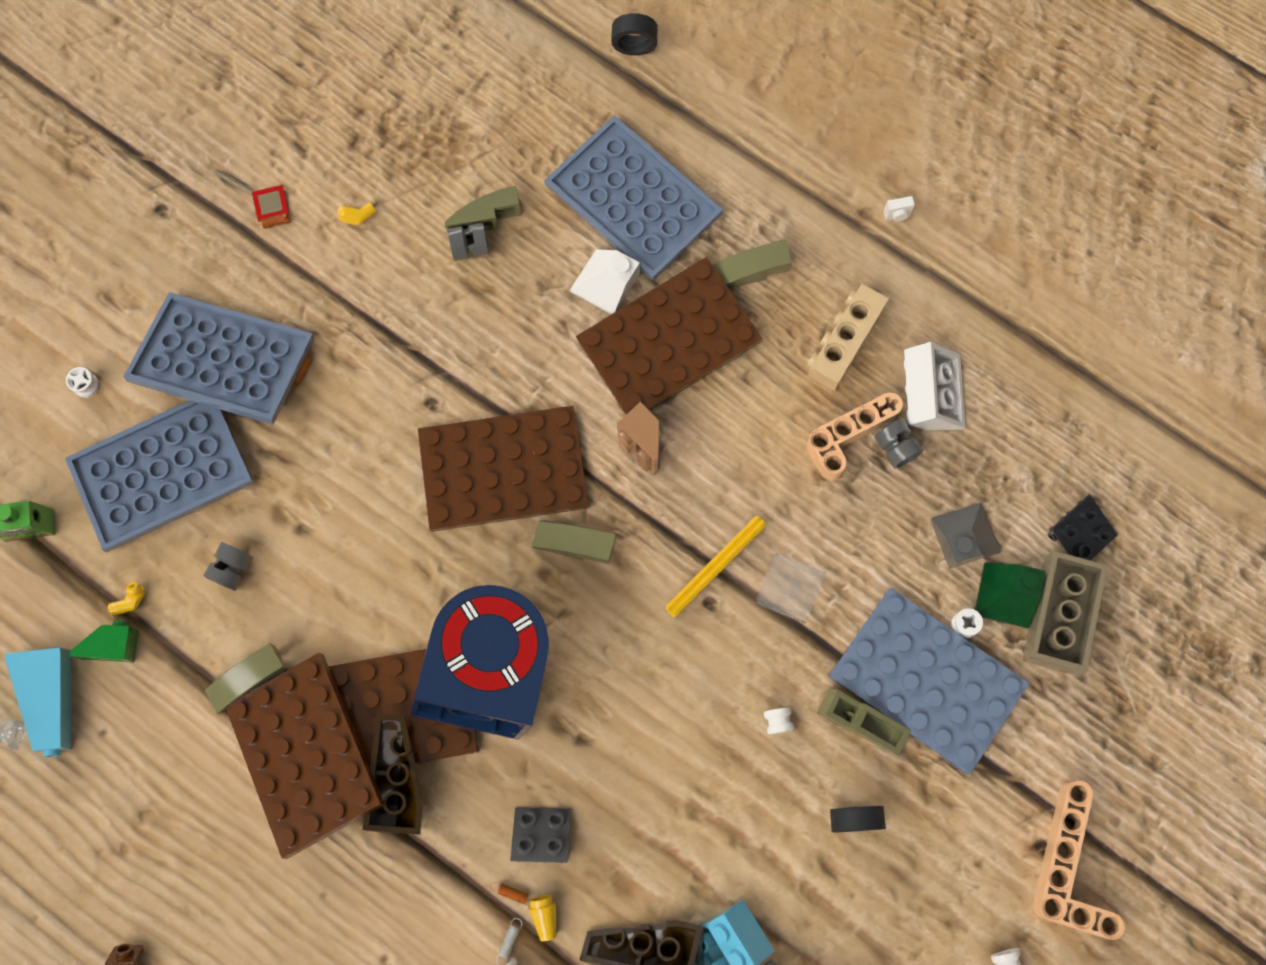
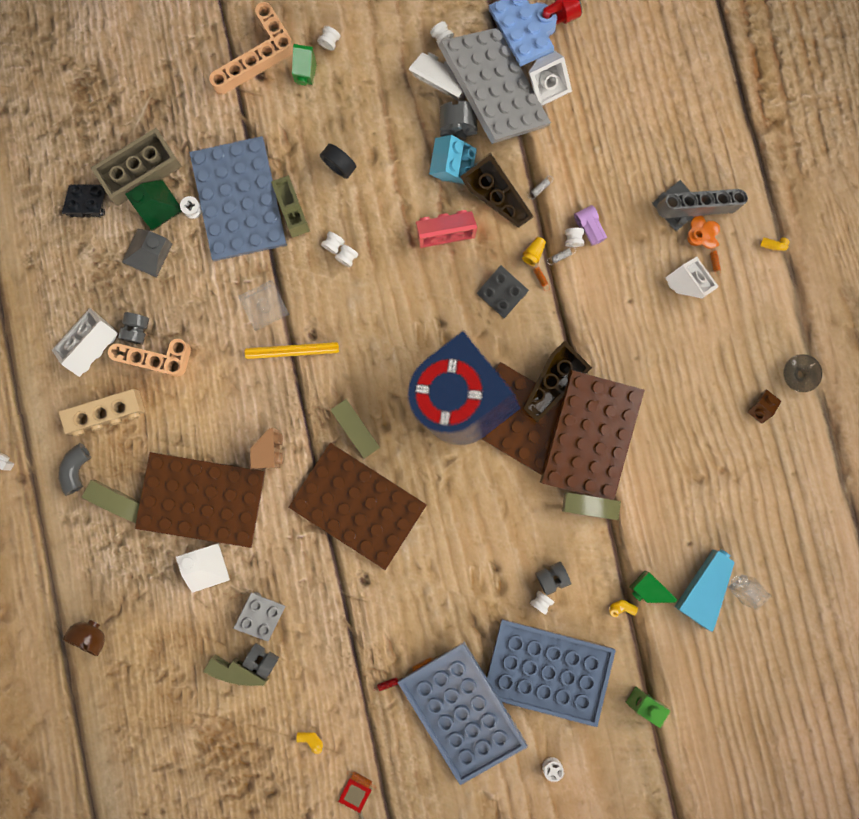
camera: 145 degrees left, 10 degrees up
(221, 531) = (542, 602): none -> white wheel
(322, 325) = (387, 684): none -> red piece
(508, 280) = (259, 616): none -> light grey hinge
(633, 197) = (141, 606): sand blue plate -> none
(634, 24) = (43, 712): black tyre -> none
(658, 126) = (86, 637): none -> reddish brown cylinder
(668, 851) = (446, 228): none -> coral slope
(750, 719) = (346, 255): none -> white wheel
(826, 259) = (70, 468): none -> dark grey cylinder
(1002, 899) = (303, 64): none -> slope

